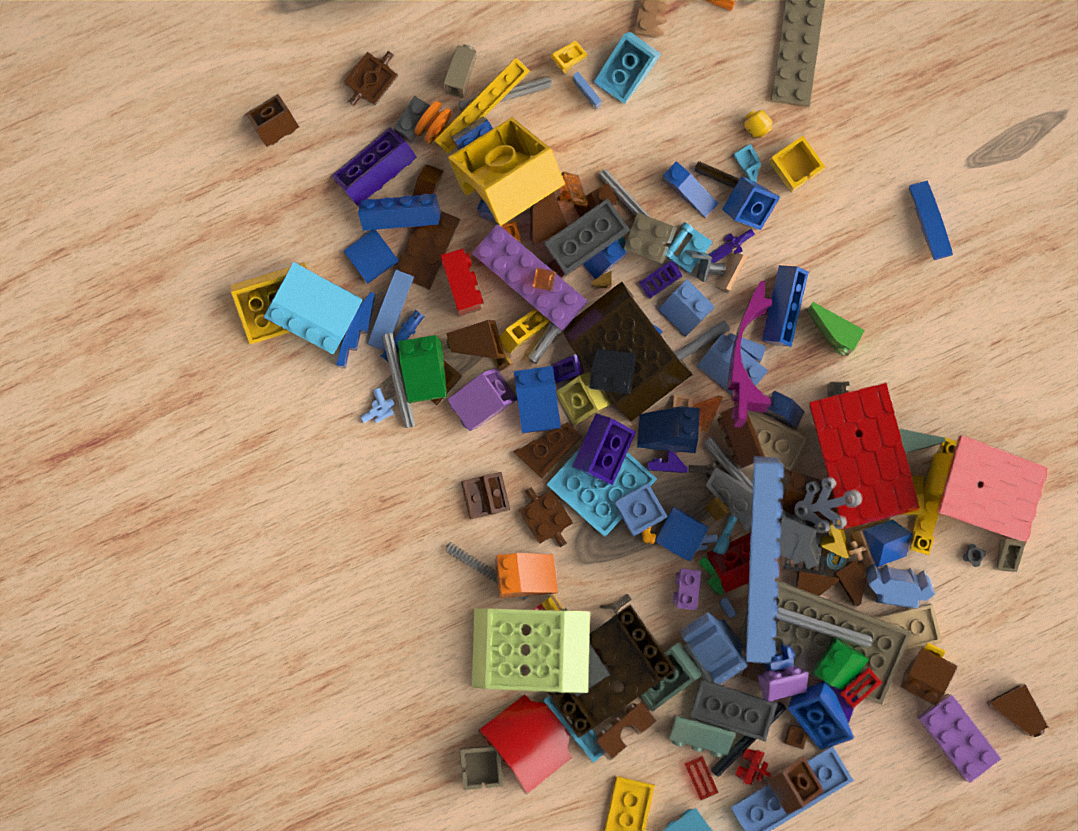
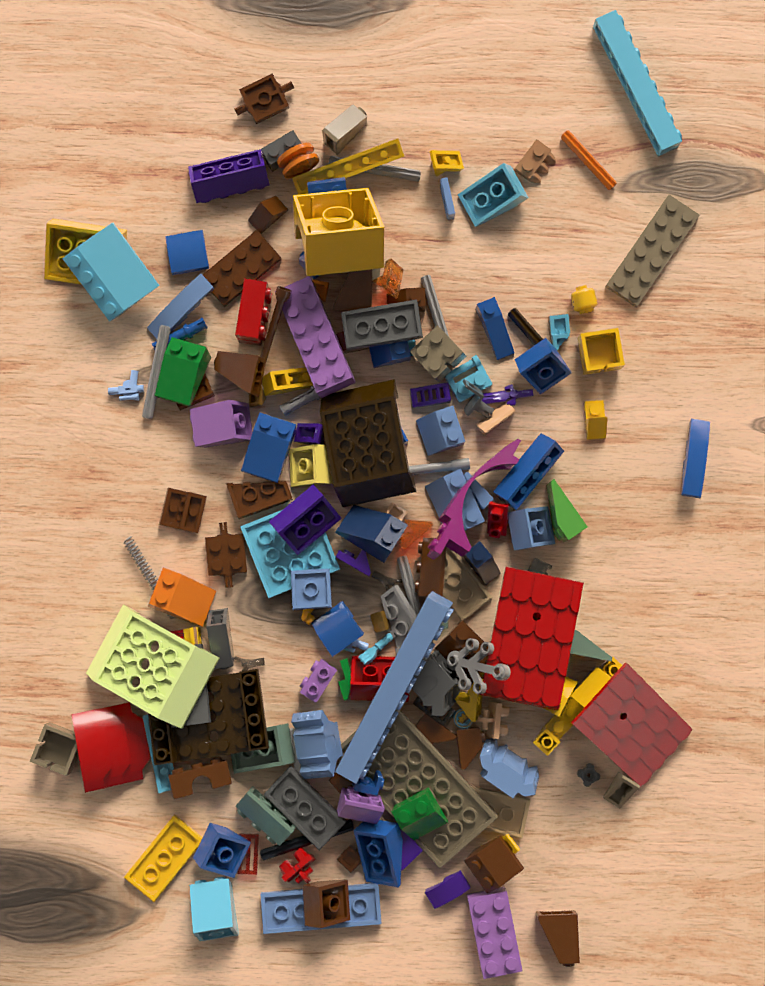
camera: 20 degrees right, 0 degrees up
(272, 120) = (160, 94): reddish brown slope -> none
(359, 324) = (147, 306): blue slope -> none
(399, 212) = (229, 225): blue brick -> none
(482, 253) = (282, 295): none -> reddish brown piece
(544, 279) = (324, 343): clear orange tile -> none
(579, 593) = (220, 637): none -> dark grey slope
(604, 281) = (379, 372): pearl gold slope -> none
(613, 371) = (345, 454): black slope -> none
(676, 786) = (221, 850): none -> blue slope
(728, 609) = (345, 714): medium blue tile -> none
(778, 364) = (497, 519): none -> red hips
(812, 356) = (531, 528): none -> medium blue slope
(822, 229) = (595, 419): none -> yellow slope
(824, 627) = (427, 780): light grey axle -> none
(848, 698) = (430, 852): red tile -> none
(887, 542) = (516, 725): blue slope -> none
(898, 721) = (448, 890): none -> dark purple slope

